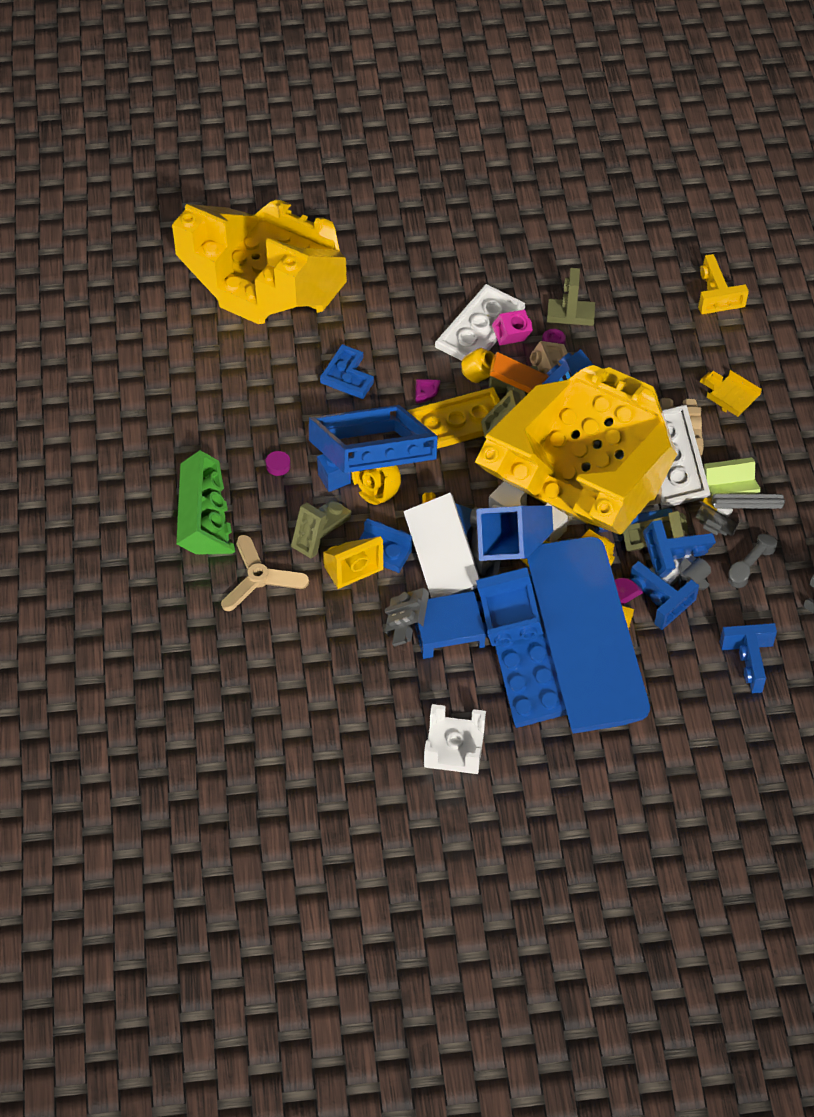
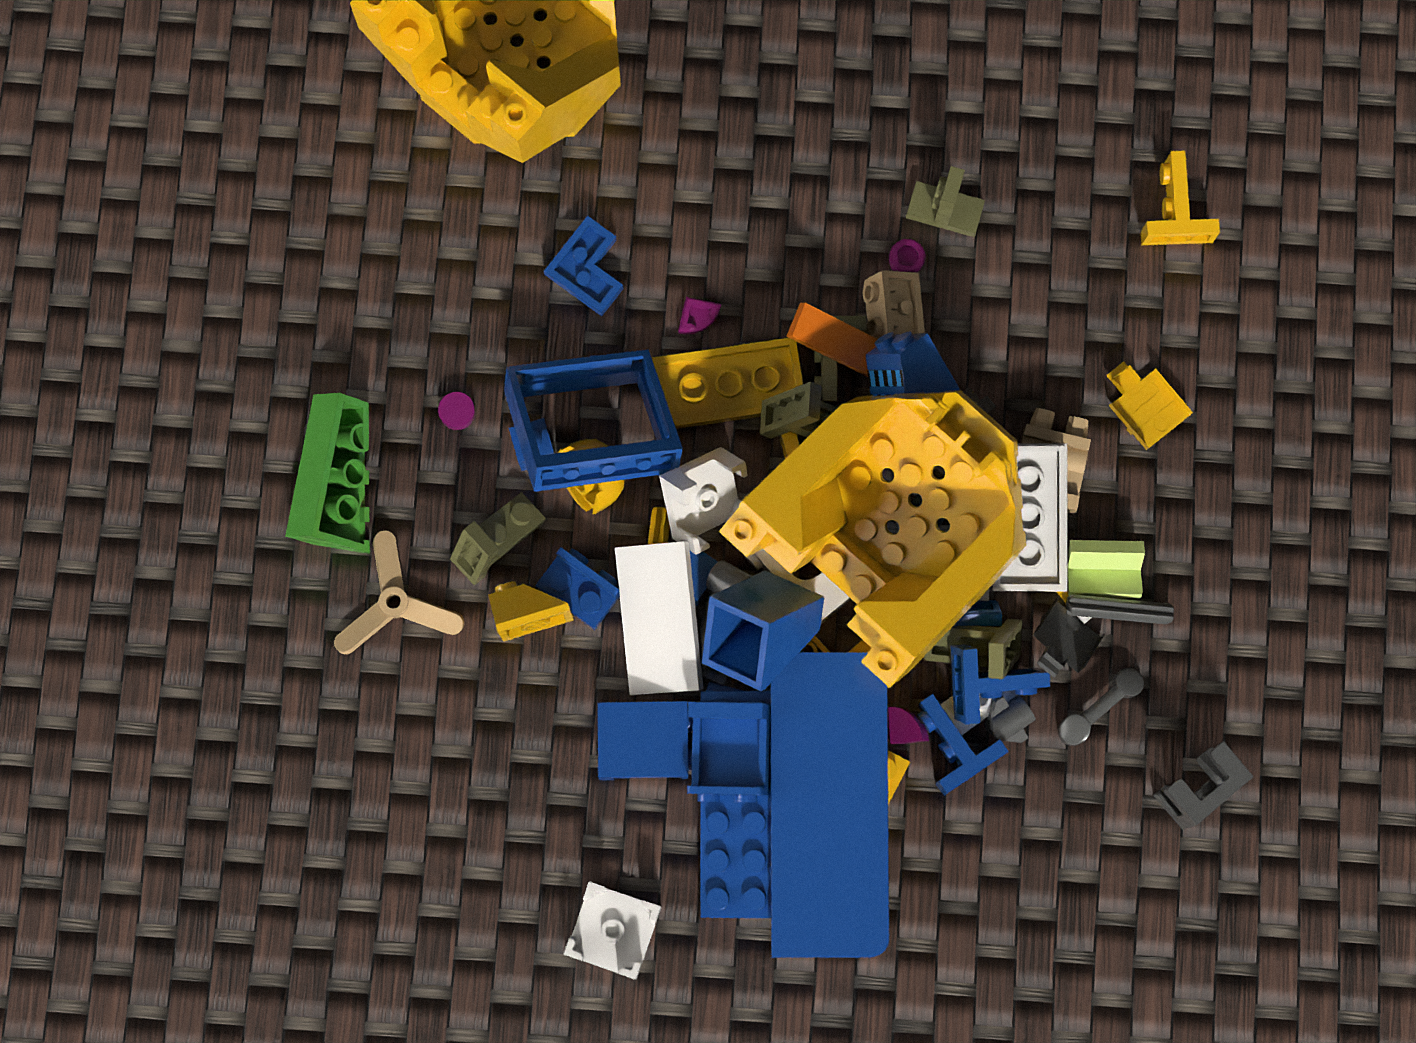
camera: 10 degrees right, 25 degrees up
(403, 611) = (586, 717): dark grey piece -> none
(456, 474) = (701, 495): none -> white panel
(473, 325) = (803, 208): white tile -> none
(477, 365) = (780, 294): yellow head -> none
(506, 332) = (833, 232): dark pink brick -> none
(748, 641) = (1054, 866): blue bracket -> none

